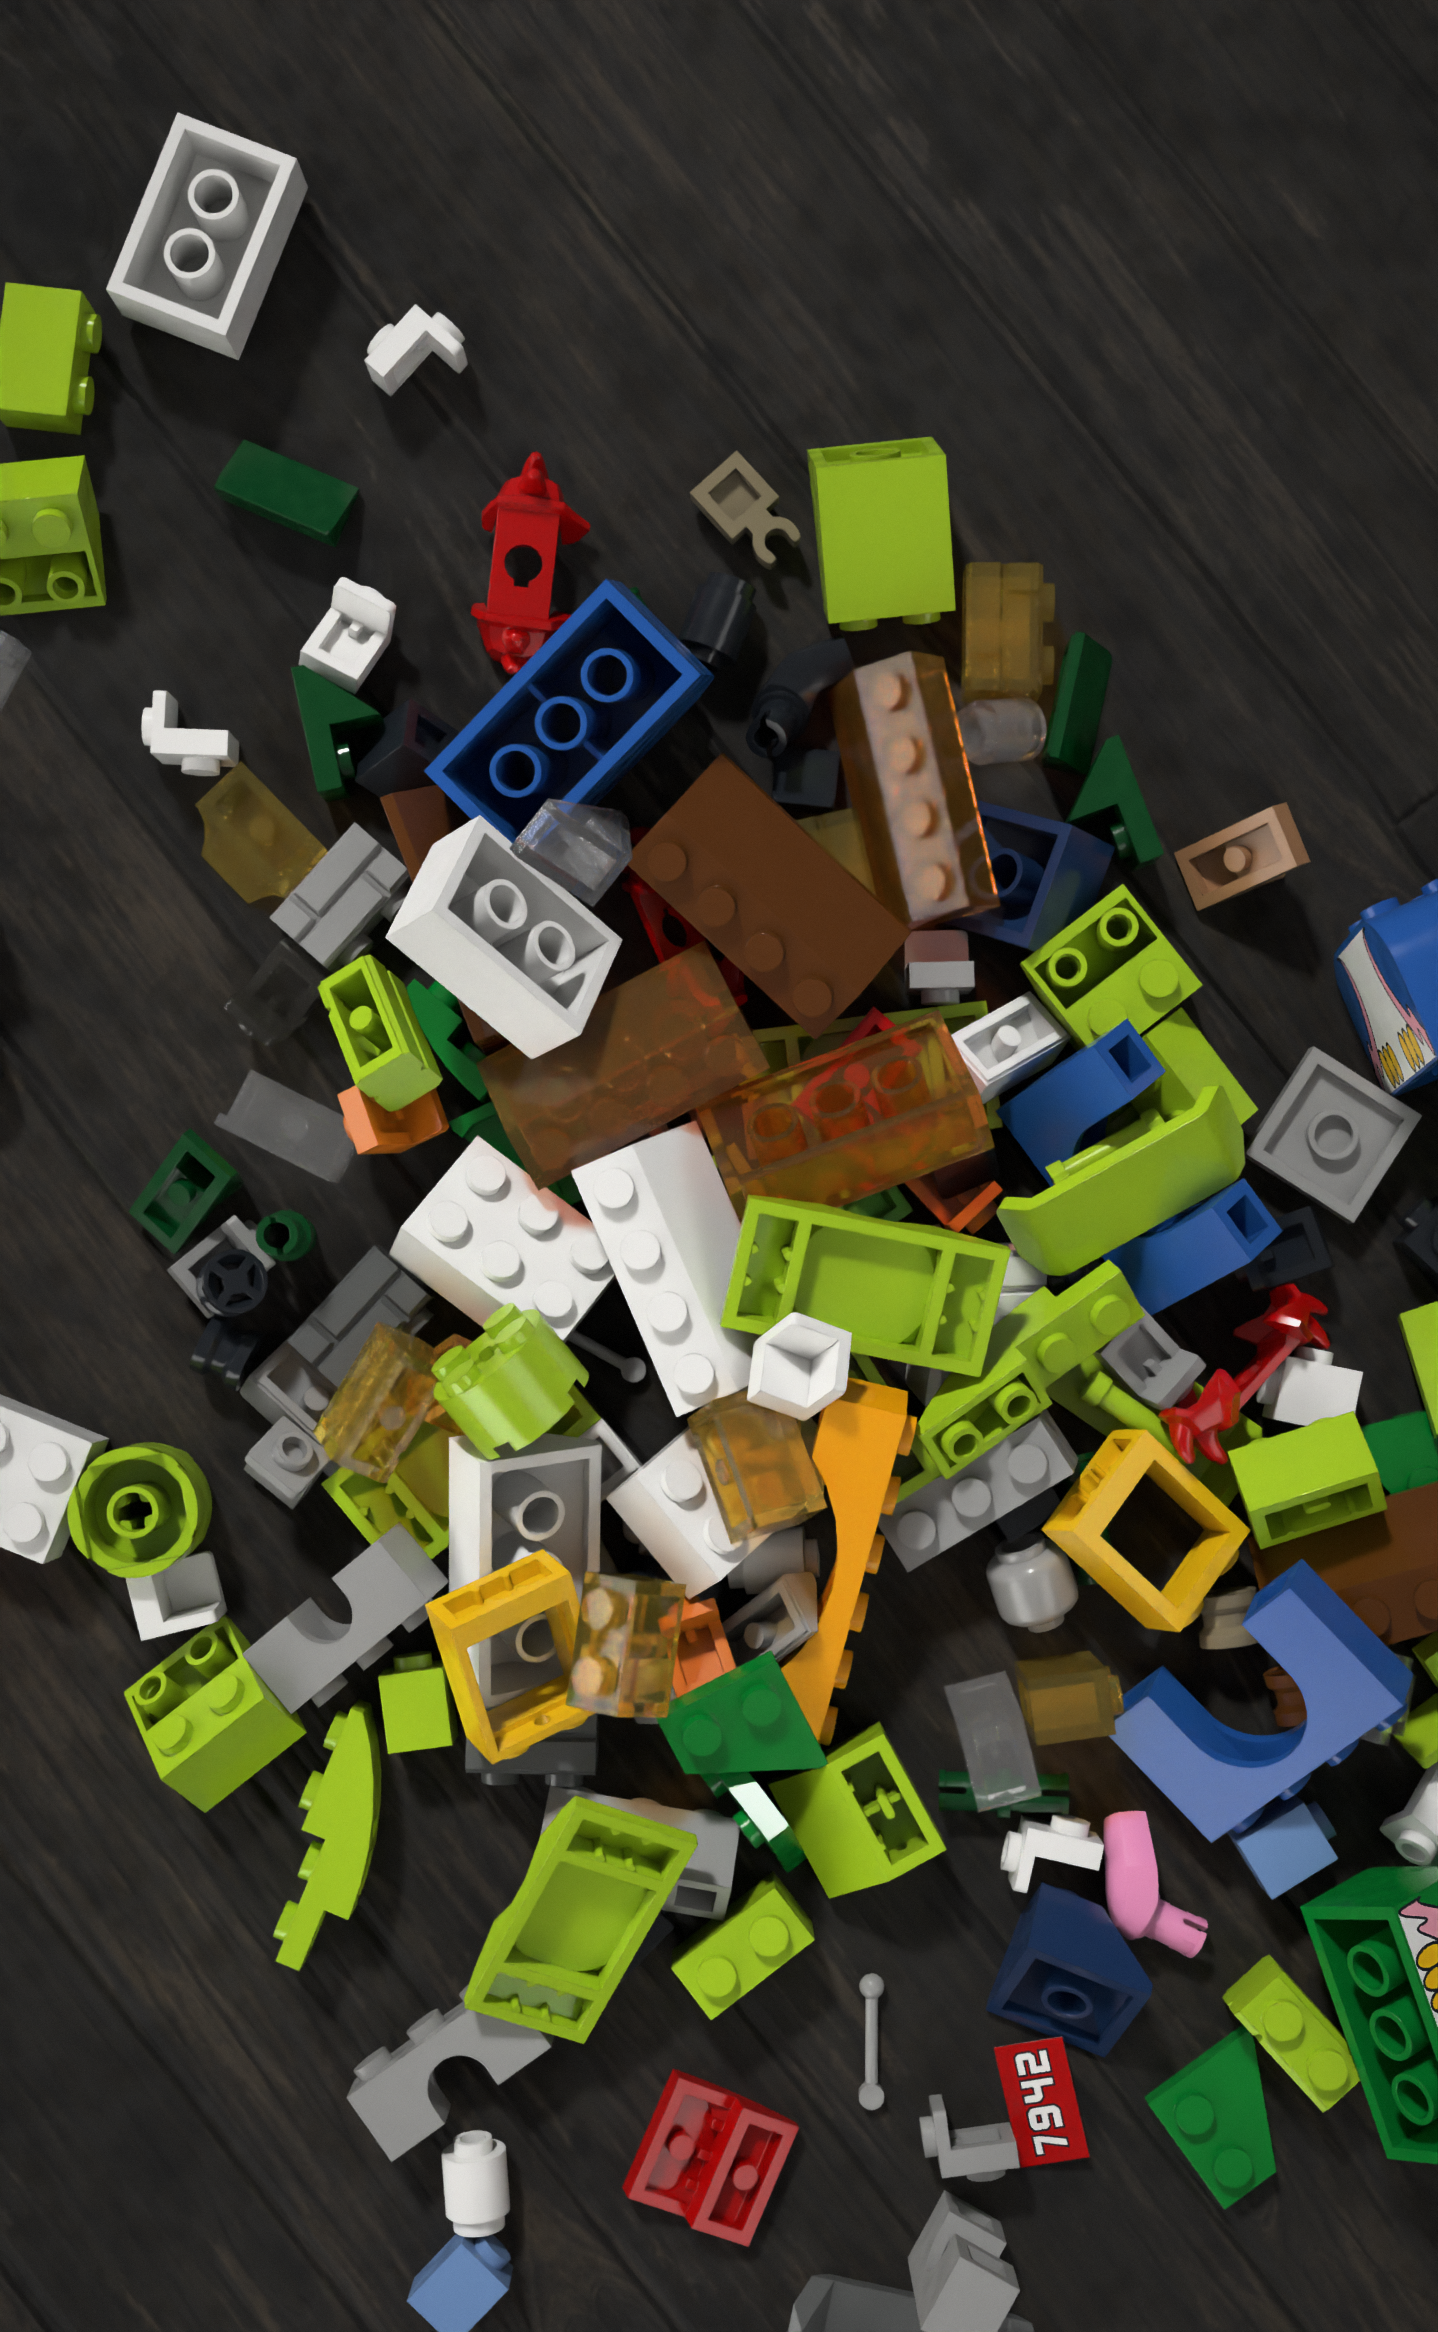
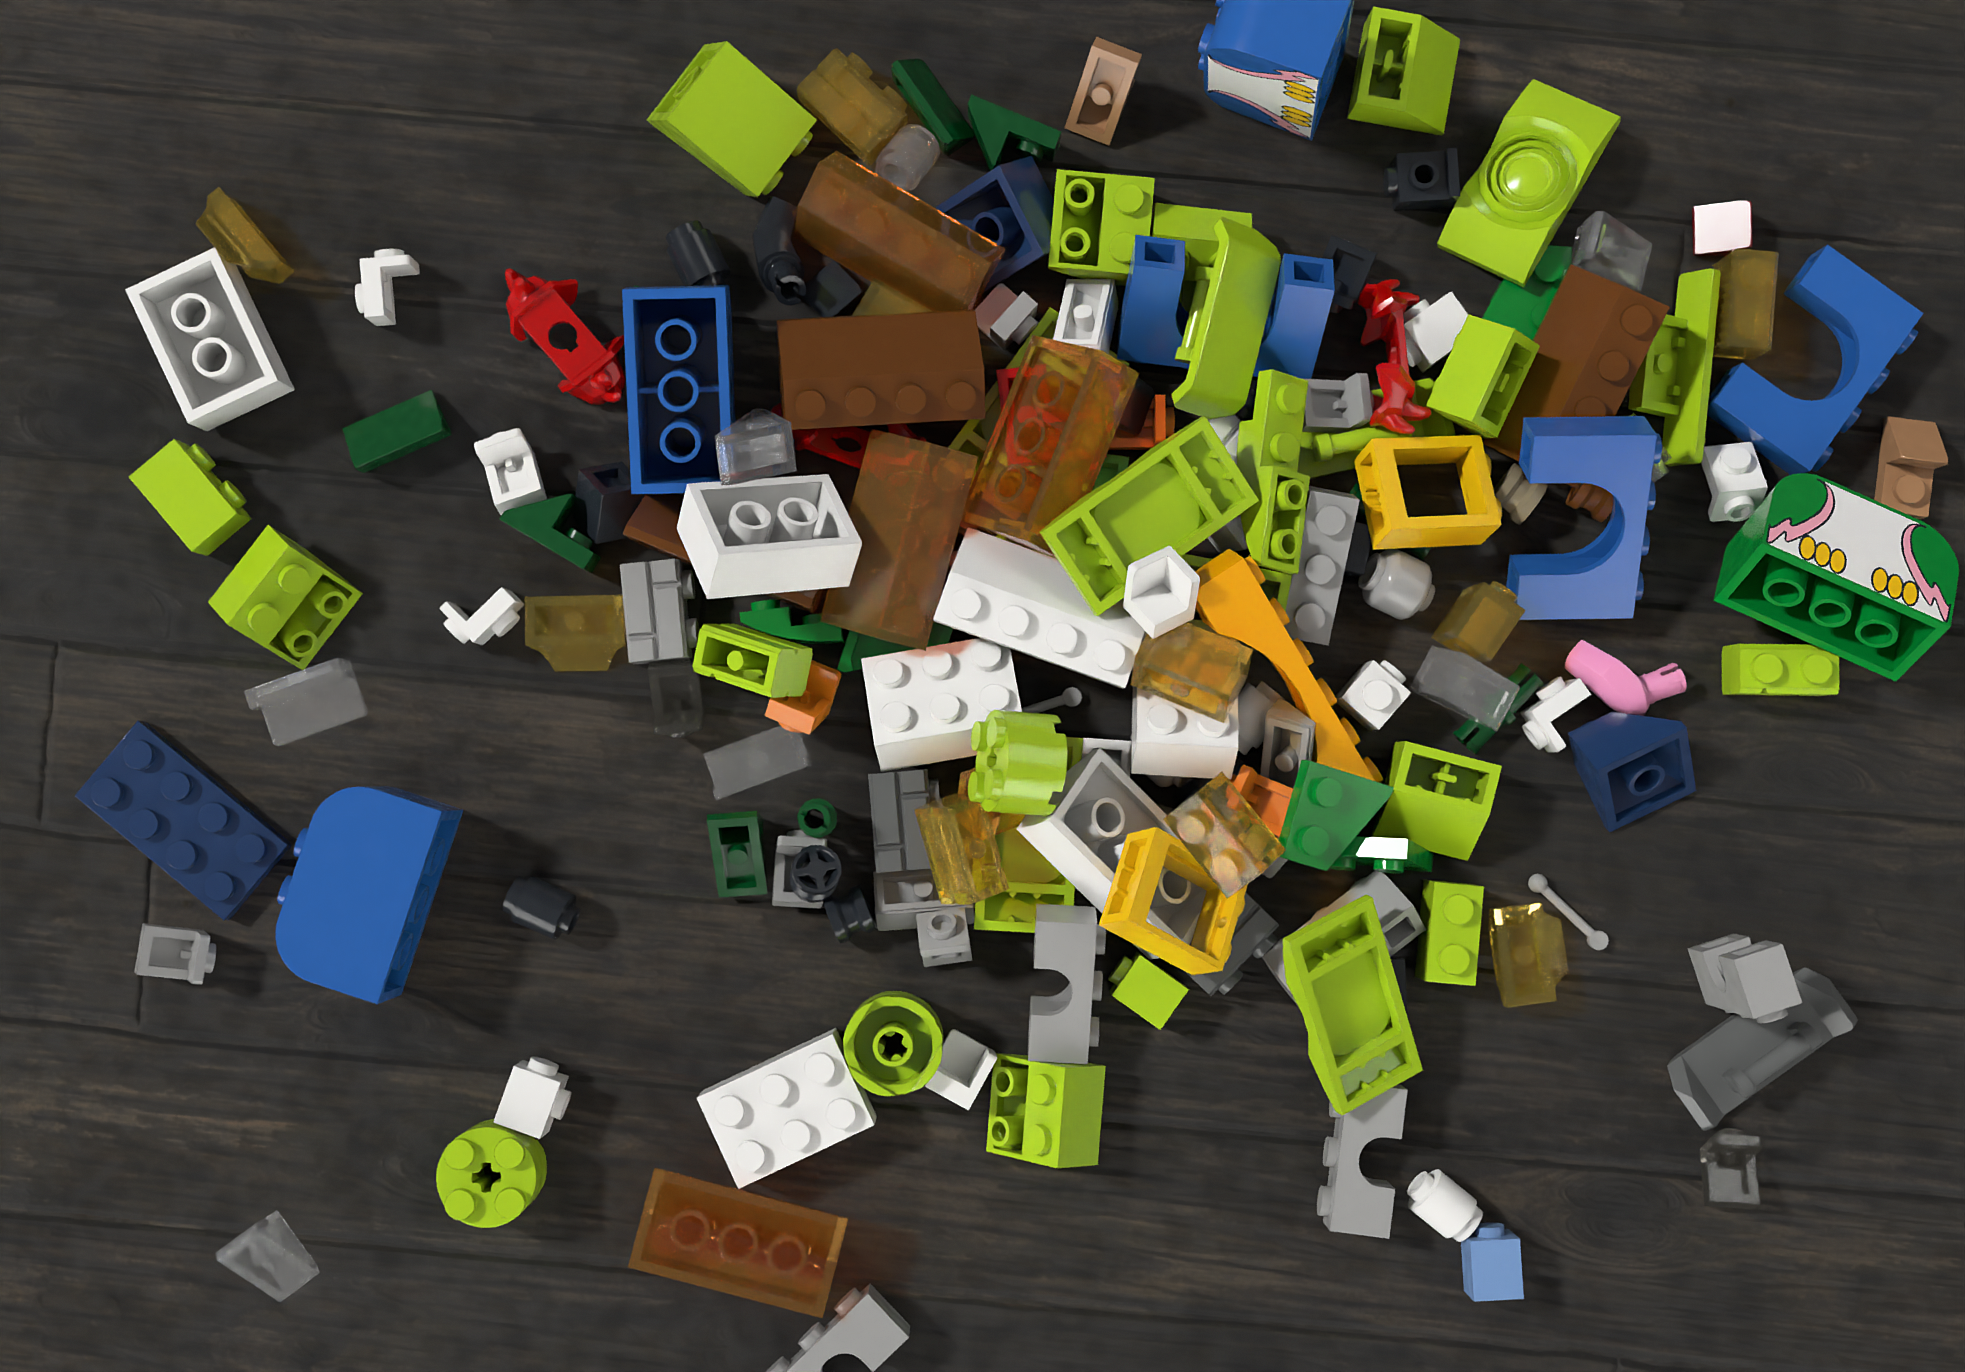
camera: 55 degrees left, 0 degrees up
(330, 174) = (240, 239): none -> clear yellow slope
(346, 1814) = (1170, 1087): lime slope -> none
(710, 2157) = (1549, 1061): red slope -> none
(740, 503) = (640, 184): dark tan plate -> none
(792, 2040) = (1526, 953): none -> clear yellow slope
(904, 1658) = (1373, 694): none -> white brick
(977, 2151) = (1683, 909): light grey bracket -> none
(1041, 2102) = (1688, 848): red sticker -> none
(1220, 2117) = (1787, 756): green wing -> none
(1286, 1844) = (1671, 579): medium blue brick -> none
(1331, 1135) = (1303, 187): light grey plate -> none

